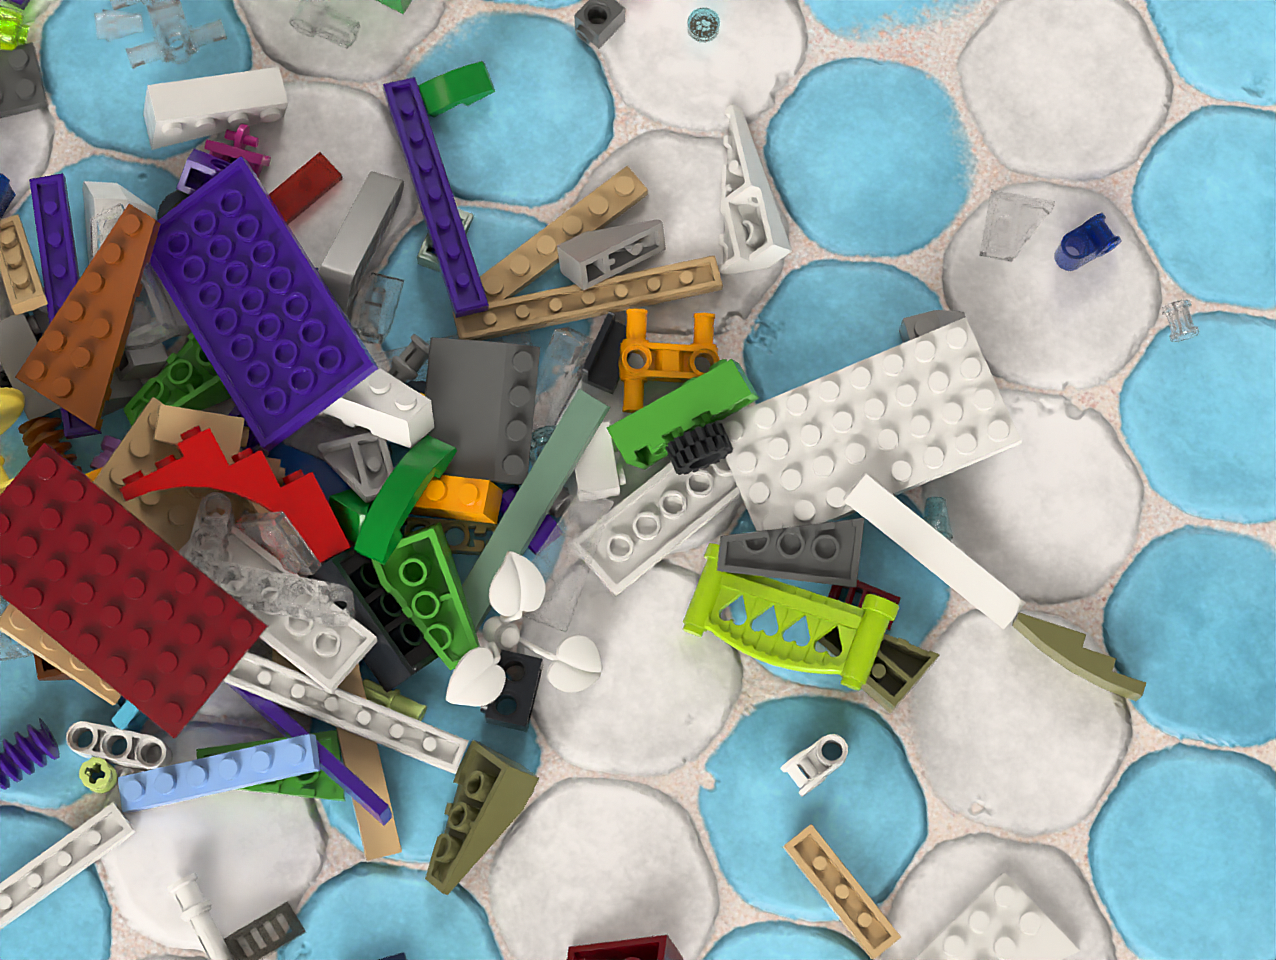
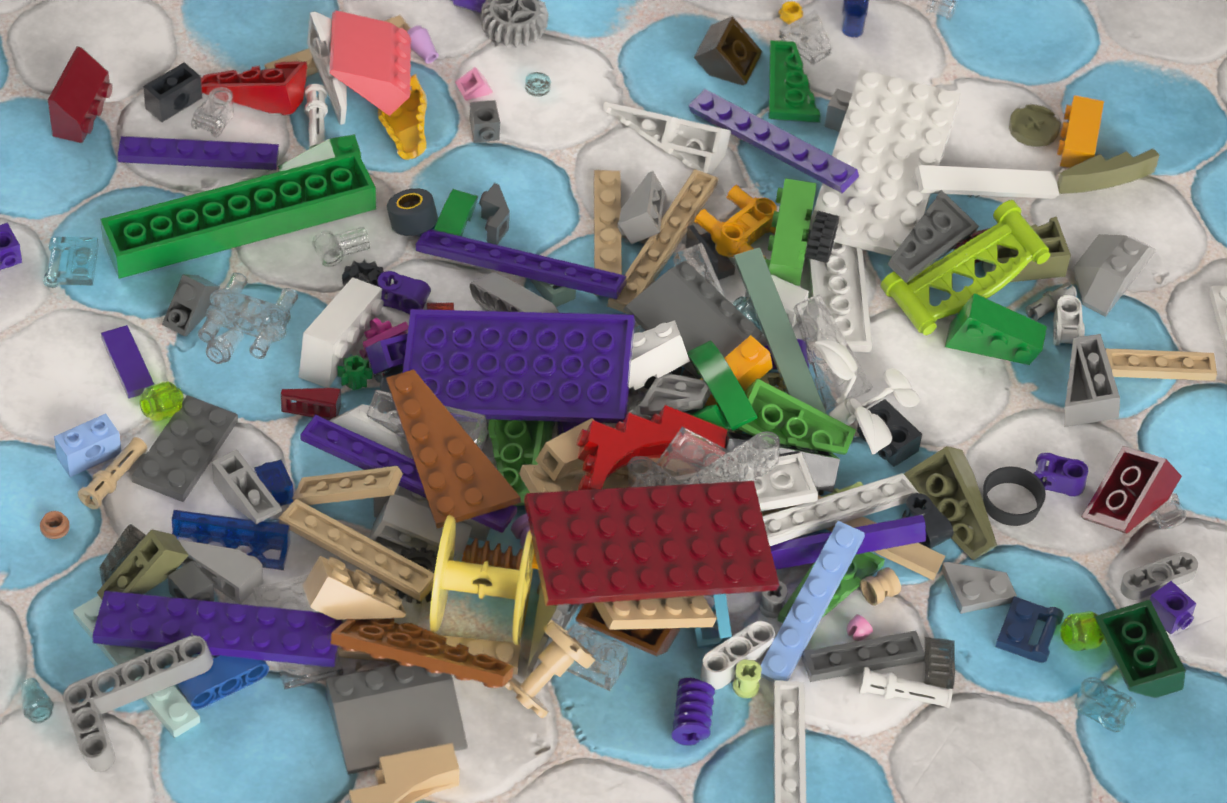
camera: 55 degrees left, 25 degrees down
(118, 163) = (312, 402): none -> dark red slope
(169, 152) = (355, 372): none -> green gear
(208, 721) = (773, 601): none -> light grey bush
(213, 861) = (871, 653): none -> dark grey plate
(246, 834) = (859, 627): none -> bright pink hinge
(311, 125) = (404, 292): none -> dark purple piece
(312, 819) = (882, 585): none -> tan wheel
(313, 84) = (370, 269): none -> black gear
(392, 908) = (977, 587): none -> light grey wing
(417, 50) = (412, 211): none -> black wheel
(423, 812) = (936, 524): none -> black piece
(496, 112) = (496, 212): none -> dark grey slope
(523, 831) = (1016, 476): none -> black tyre
(595, 885) = (1062, 474): none -> dark purple piece
(735, 704) = (995, 332): none -> green wedge
(744, 841) = (1091, 384): none -> light grey wedge
(803, 305) = (774, 141): none -> plate
(838, 724) = (1049, 301): none -> light grey pin
(908, 167) = (728, 52): none -> dark brown slope
(914, 259) = (789, 85): none -> green wing
(940, 751) = (1109, 269): none -> light grey wedge
(1029, 173) = (790, 12): none -> yellow plate
(1089, 534) = (1034, 125): none -> olive tile
(1113, 590) = (1080, 131): none -> light orange brick

